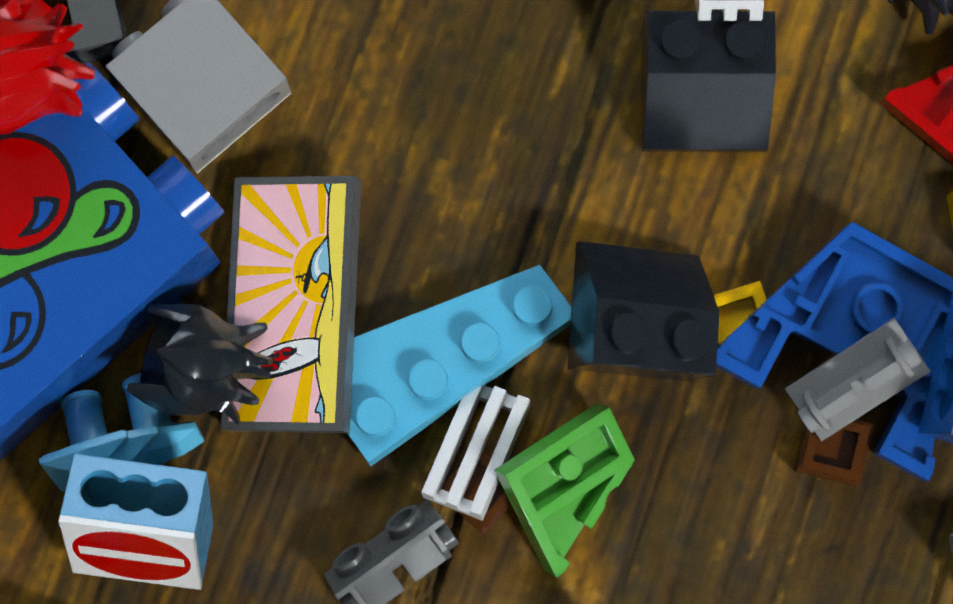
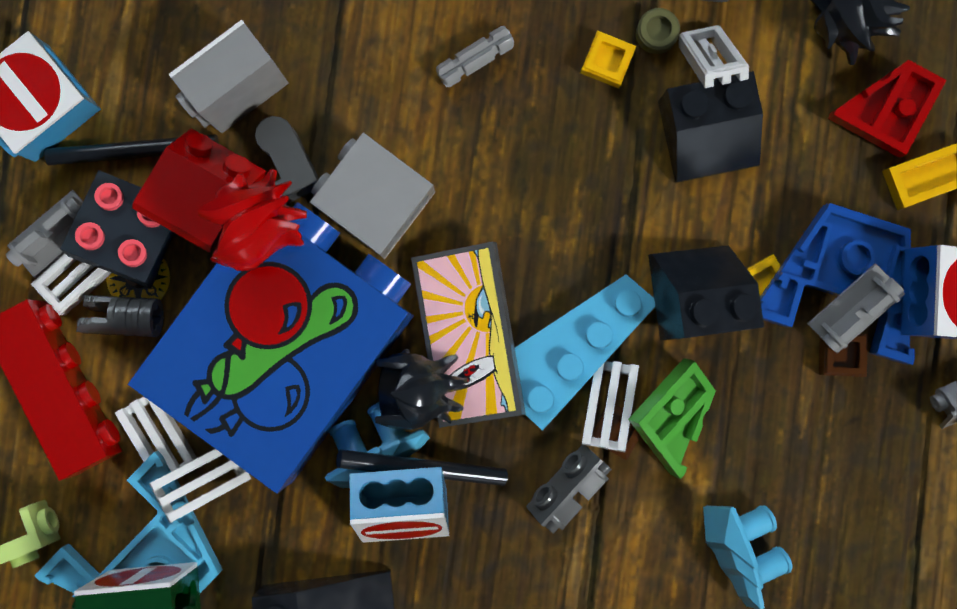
camera: 10 degrees left, 5 degrees up
(222, 492) = (451, 471): none -> black bar

